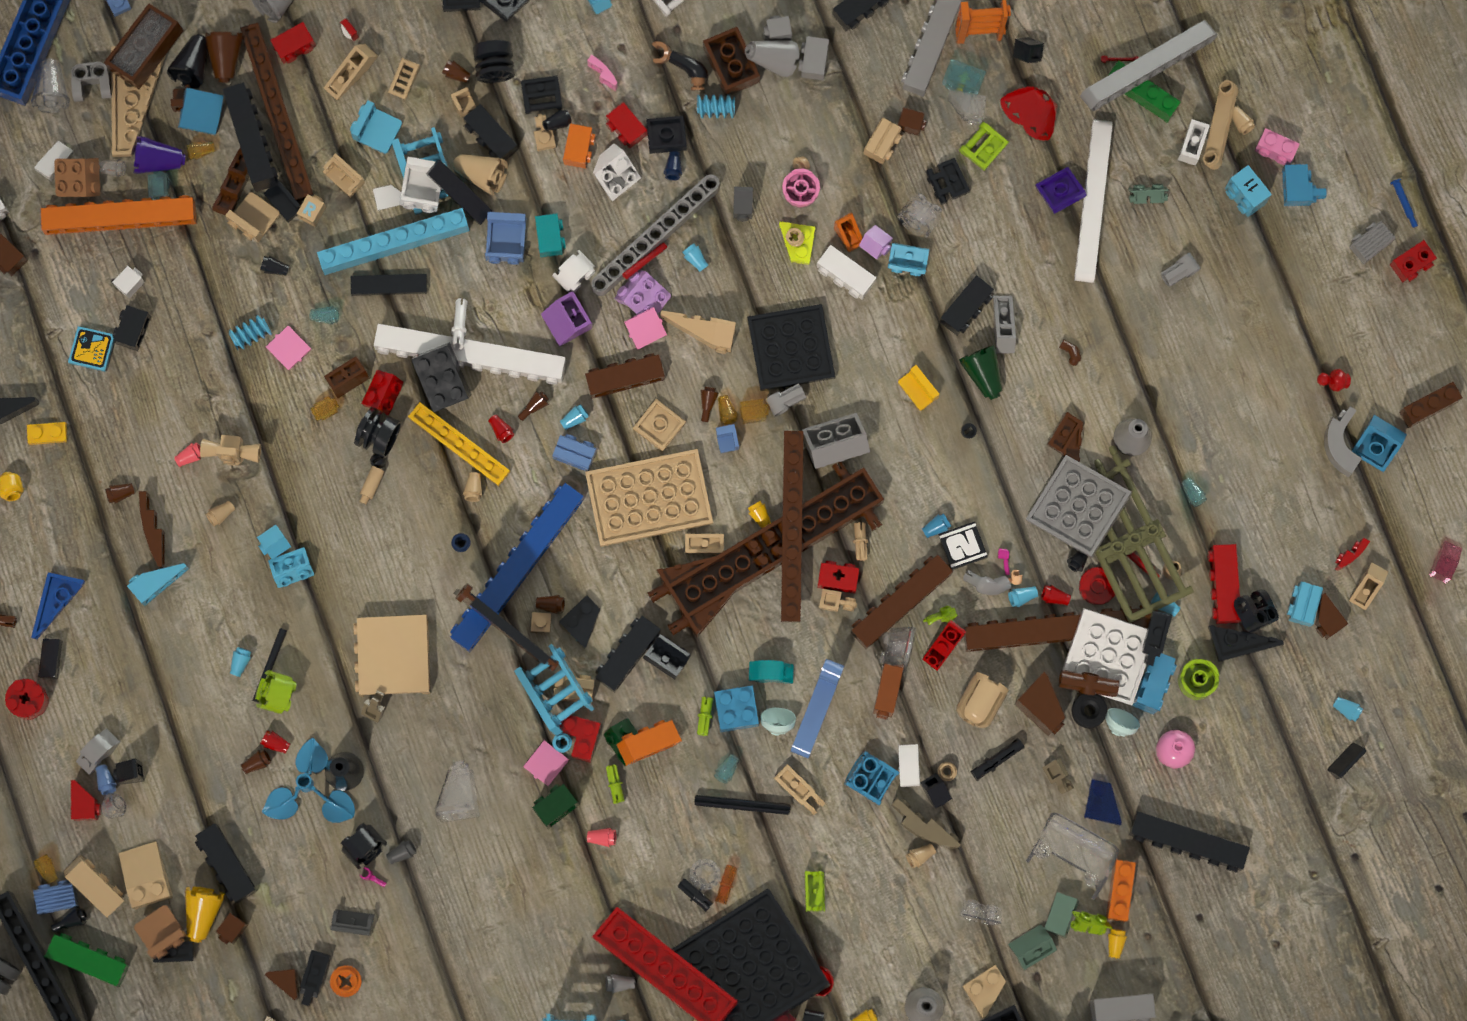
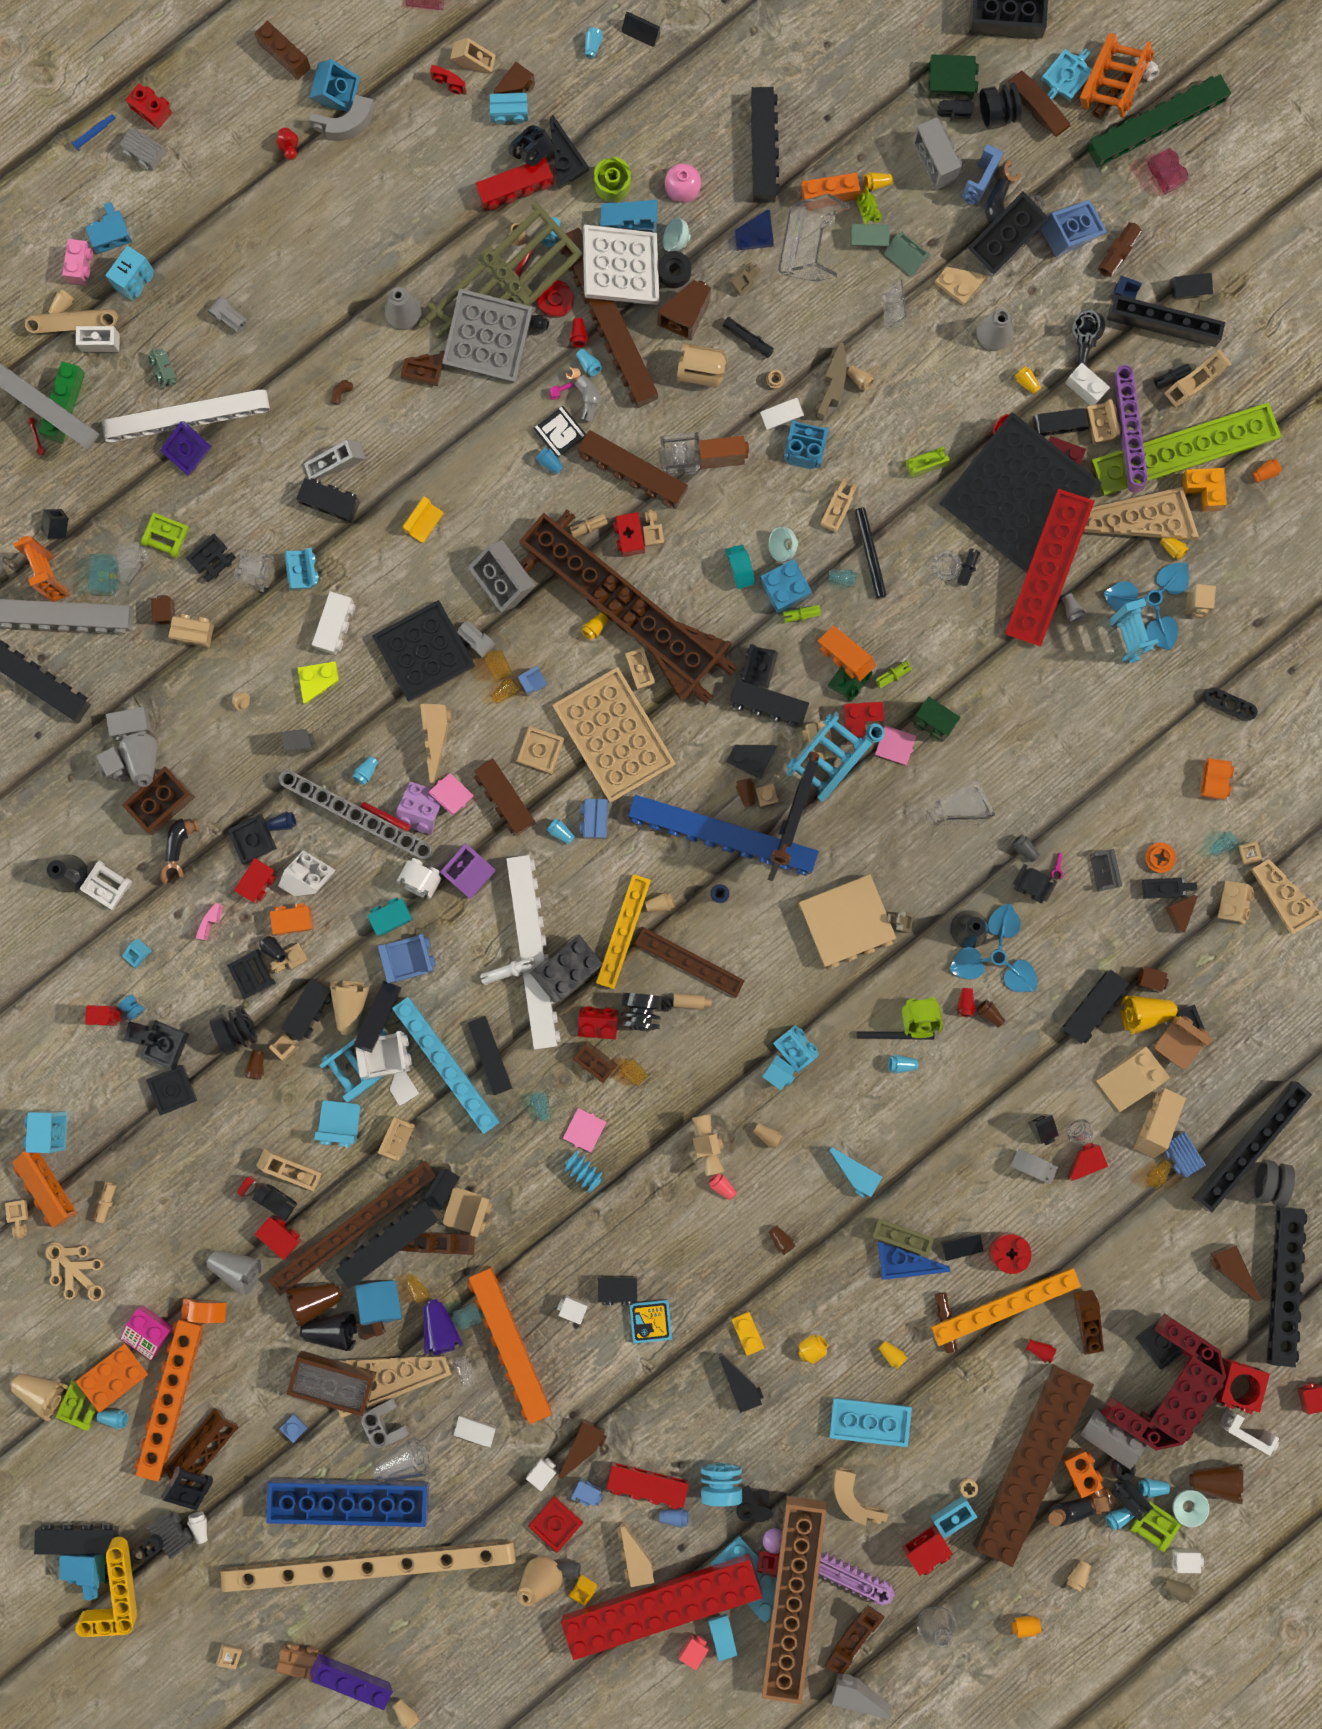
camera: 110 degrees left, 5 degrees up
(74, 918) = (1194, 1129): black cone -> none
(77, 177) = (486, 1400): medium nougat bracket -> none
(79, 603) = (903, 1237): none -> olive container
(87, 960) = (1229, 1103): green brick -> none
(105, 781) = (1058, 1149): medium blue cone -> none
(154, 536) = (813, 1190): reddish brown slope -> none
(273, 266) = (509, 1173): black cone -> none
(311, 210) = (441, 1156): tan brick -> none
(326, 50) = (275, 1201): none -> black piece
(408, 496) = (689, 962): none -> reddish brown tile
(416, 67) = (261, 1114): tan slope -> none
(501, 429) = (595, 897): red cone -> none
(537, 402) = (557, 871): reddish brown cone -> none
(603, 837) = (946, 669): coral cone -> none
(708, 398) = (498, 712): reddish brown cone -> none
(716, 106) = (208, 801): medium azure piece -> none
(726, 884) = (949, 542): clear orange axle -> none
(789, 237) = (314, 675): tan bush -> none
(792, 527) = (598, 587): reddish brown plate -> none
(801, 188) = (264, 690): bright pink cylinder -> none
(817, 708) = (758, 513): medium blue beam -> none
(848, 232) = (293, 633): orange slope -> none
(876, 242) = (294, 603): lavender brick -> none
(936, 790) = (797, 381): black brick -> none
(944, 645) = (660, 416): red slope -> none
(945, 614) = (631, 426): lime plate -> none
(970, 434) = (451, 458): black hinge -> none
(984, 371) = (386, 463): dark green cone -> none
(1032, 110) = (115, 500): red piece -> none
(1088, 683) = (652, 272): reddish brown piece -> none
(1156, 636) = (589, 222): black hinge -> none
(1194, 493) = (438, 238): clear light blue cone -> none

